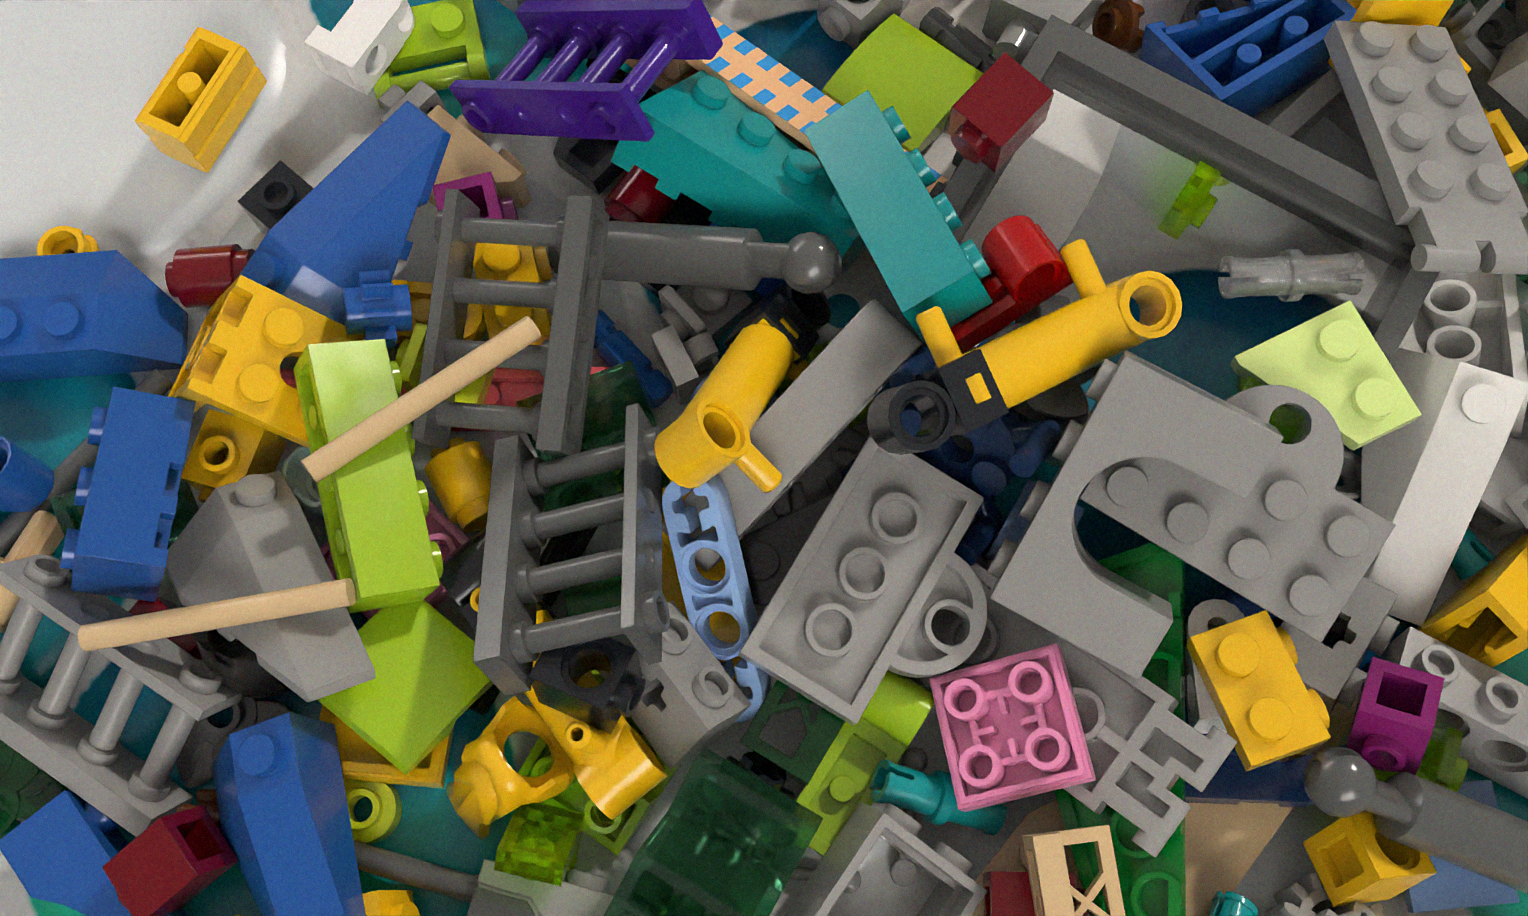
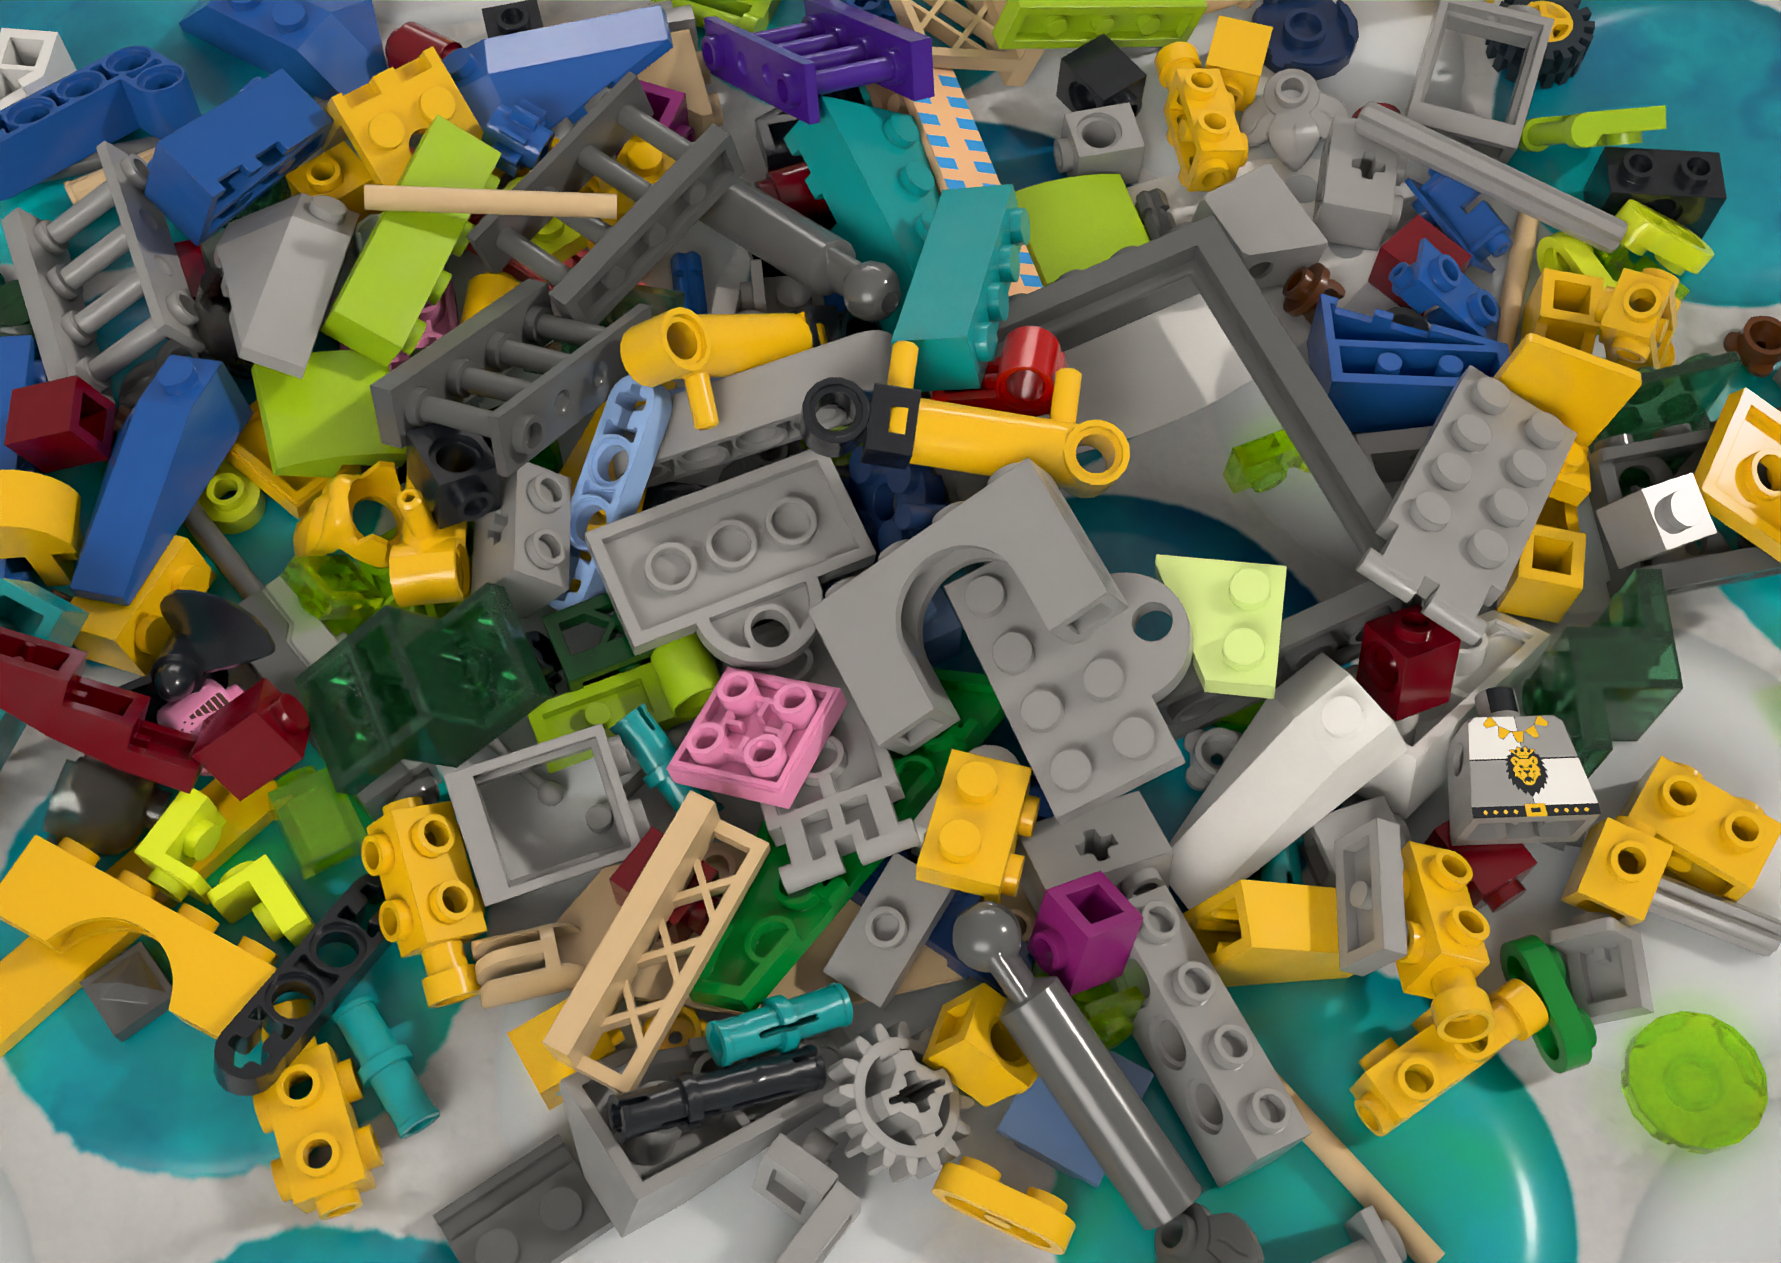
camera: 30 degrees right, 10 degrees down
(217, 615) = (227, 261): tan bar -> none
(998, 113) = (1099, 256): dark red brick -> none
(1232, 828) = (888, 932): none -> light grey plate
(1291, 275) = (1252, 520): clear pin -> none
(1459, 315) = (1407, 662): none -> dark red brick

